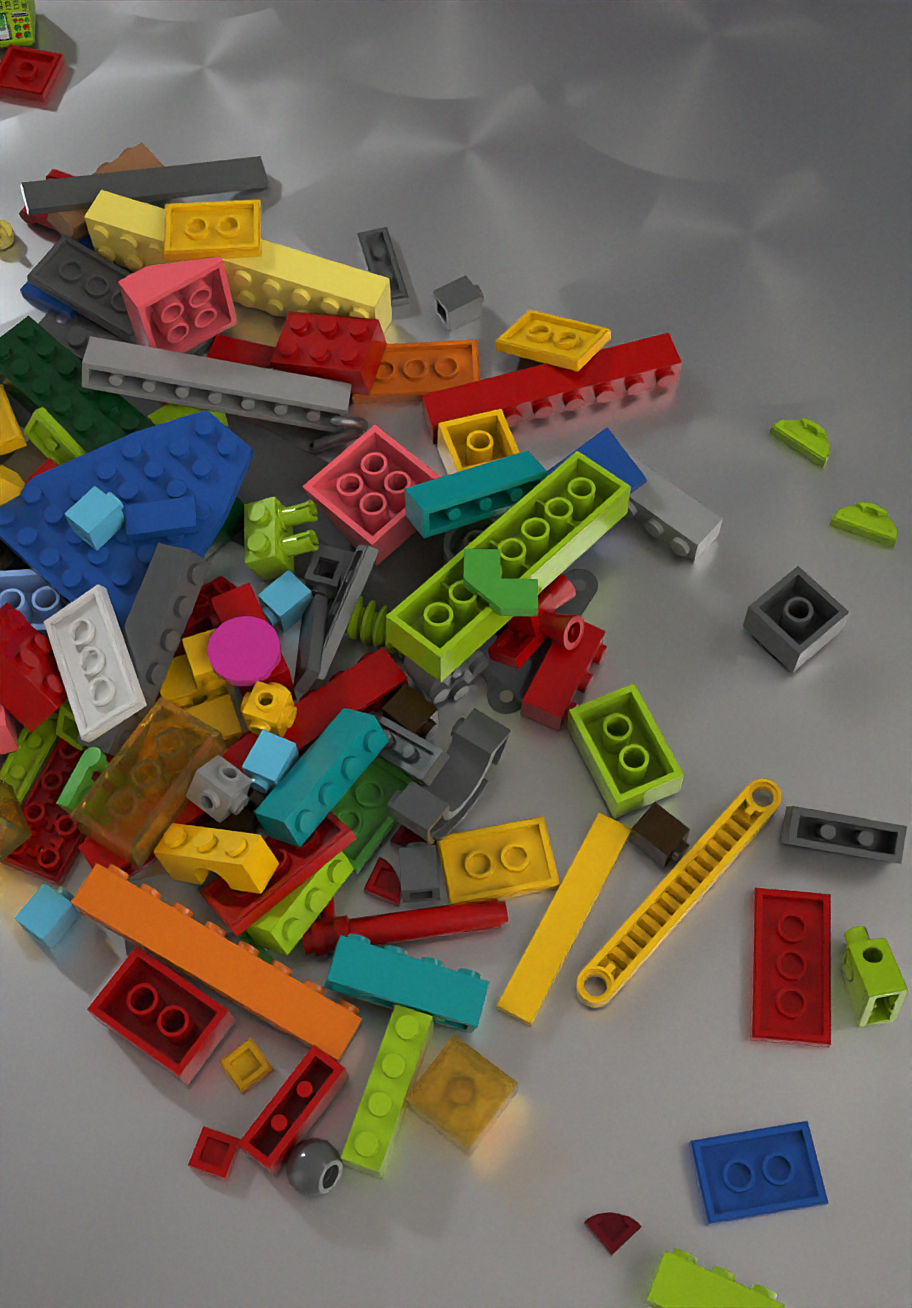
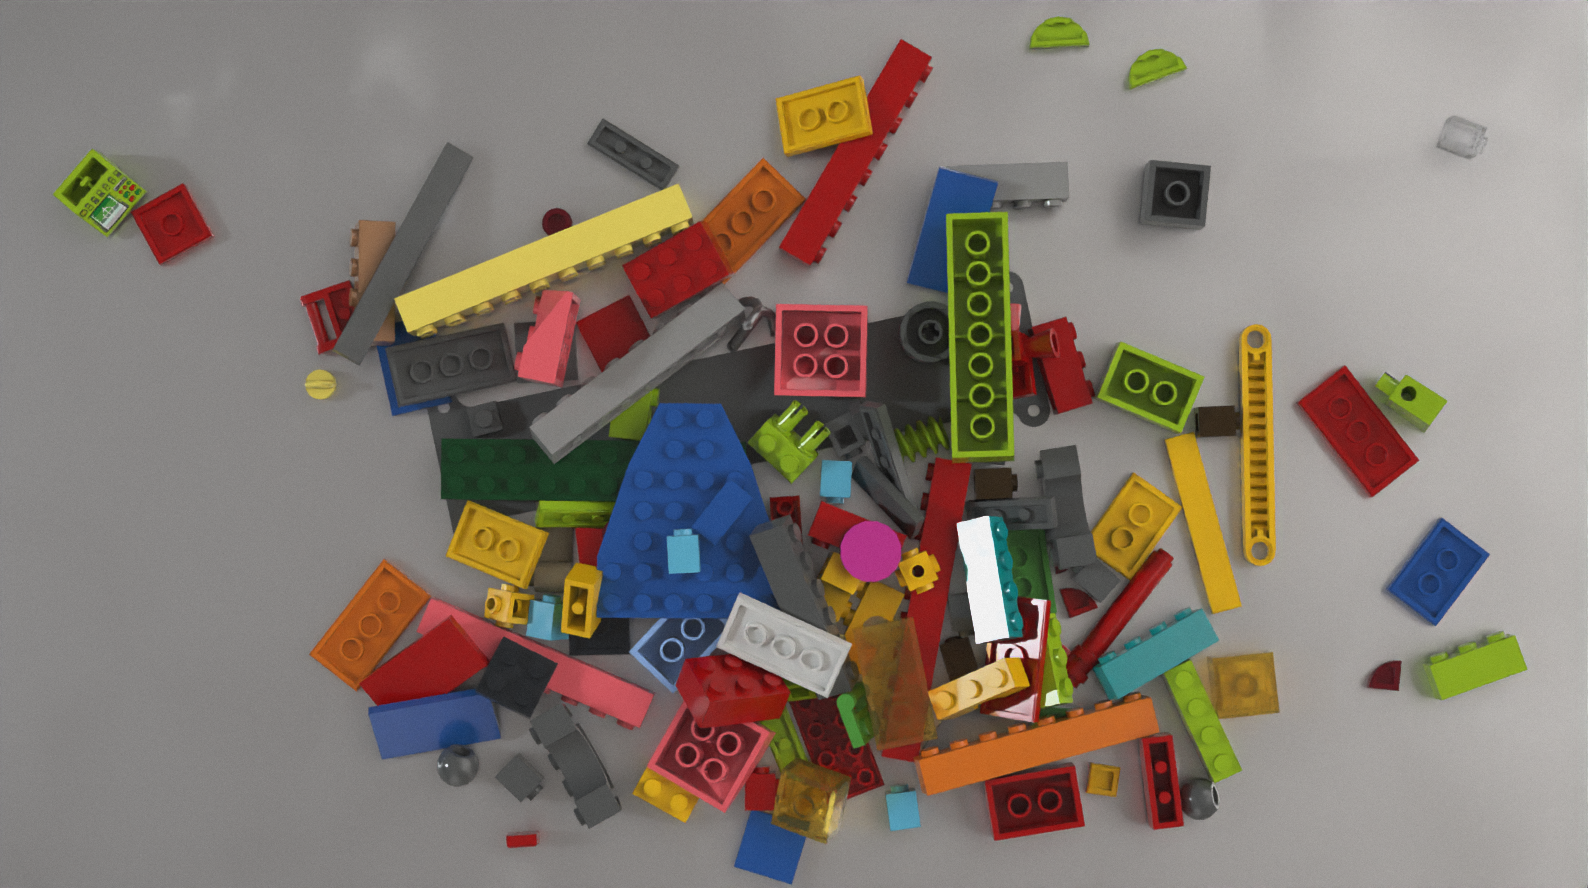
camera: 50 degrees left, 25 degrees up
(212, 230) = (515, 259): yellow tile -> none
(215, 1153) = (1133, 841): red tile -> none
(219, 789) = (941, 647): light grey brick -> none
(269, 761) = (951, 602): medium azure brick -> none
(458, 303) = (723, 139): dark grey brick -> none
(472, 493) = (901, 300): teal brick -> none
(475, 440) = (859, 255): yellow brick -> none
(504, 595) = (1011, 377): bright green tile -> none
(843, 834) = (1325, 323): dark grey brick -> none

